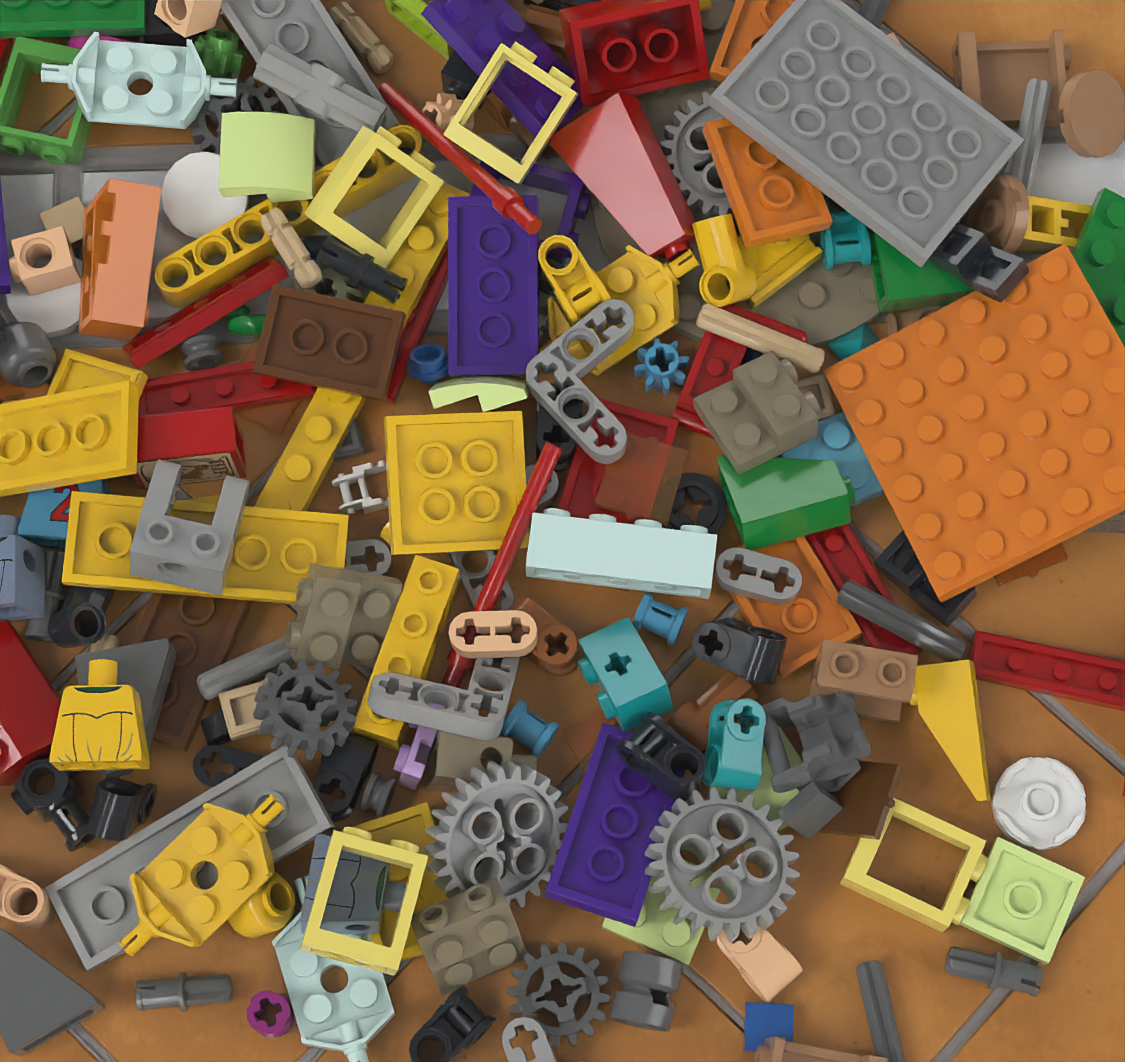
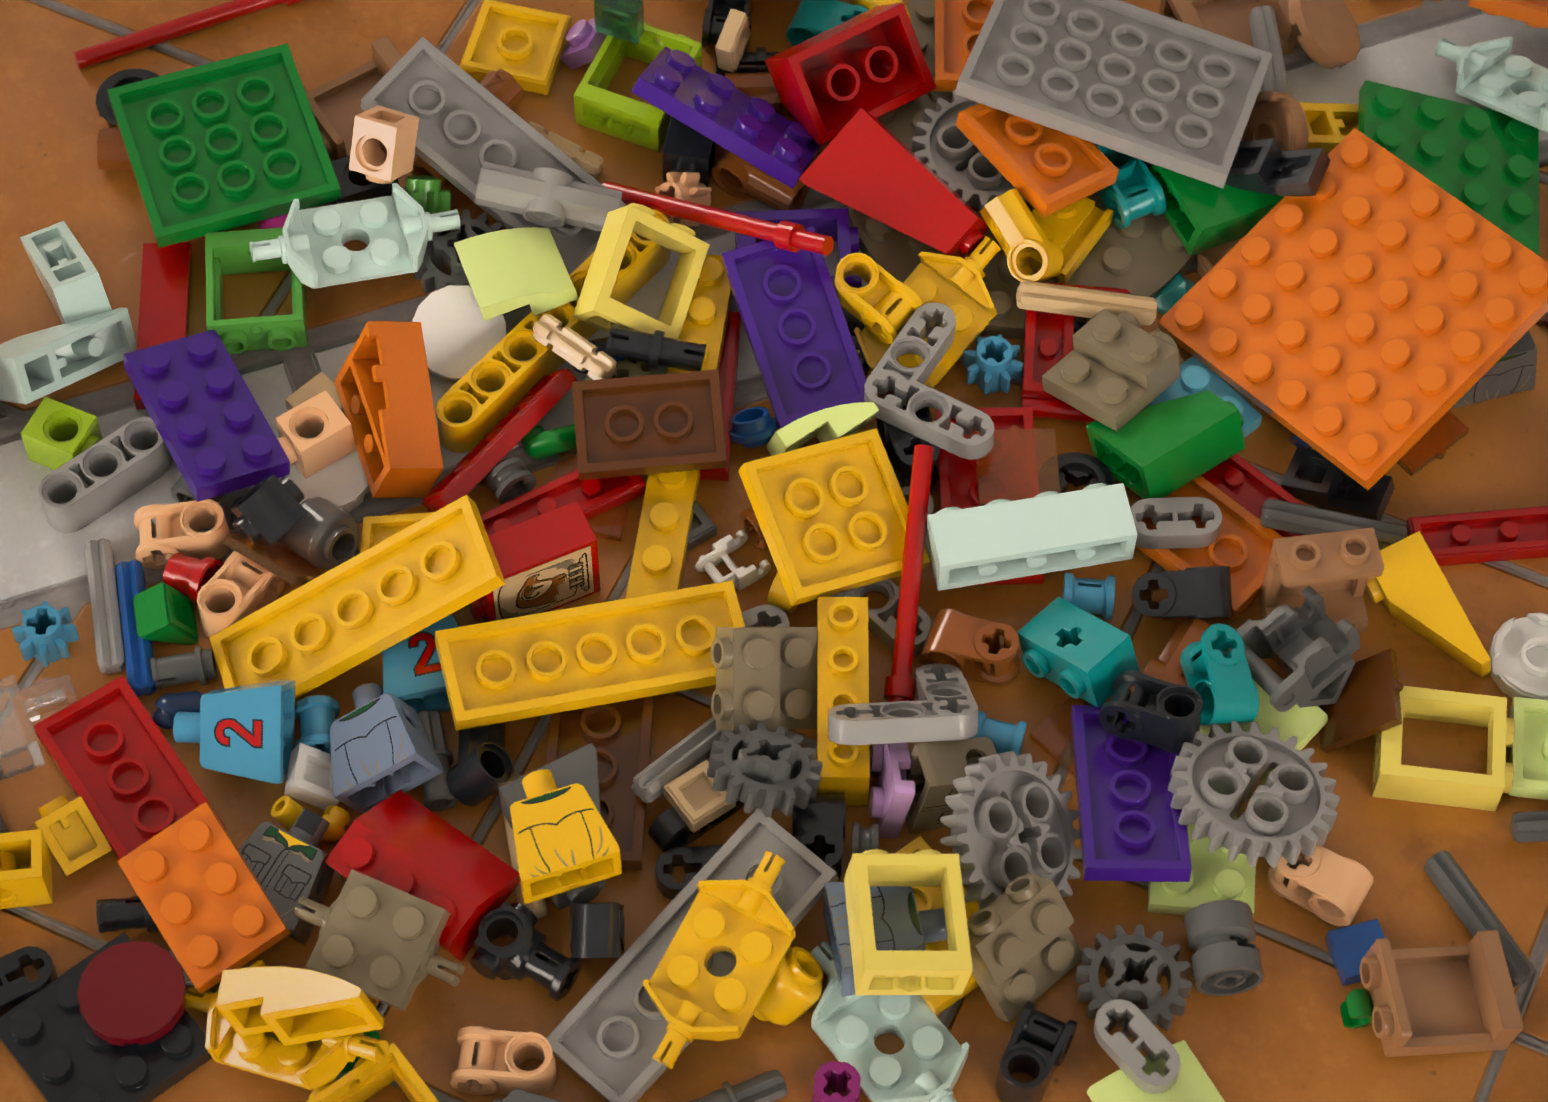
camera: 20 degrees left, 15 degrees down
(182, 549) = (578, 646): light grey brick -> none
(484, 149) = (742, 200): light yellow window -> none
(493, 645) = (929, 648): light nougat beam -> none
(810, 810) = (1319, 722): dark grey tile -> none

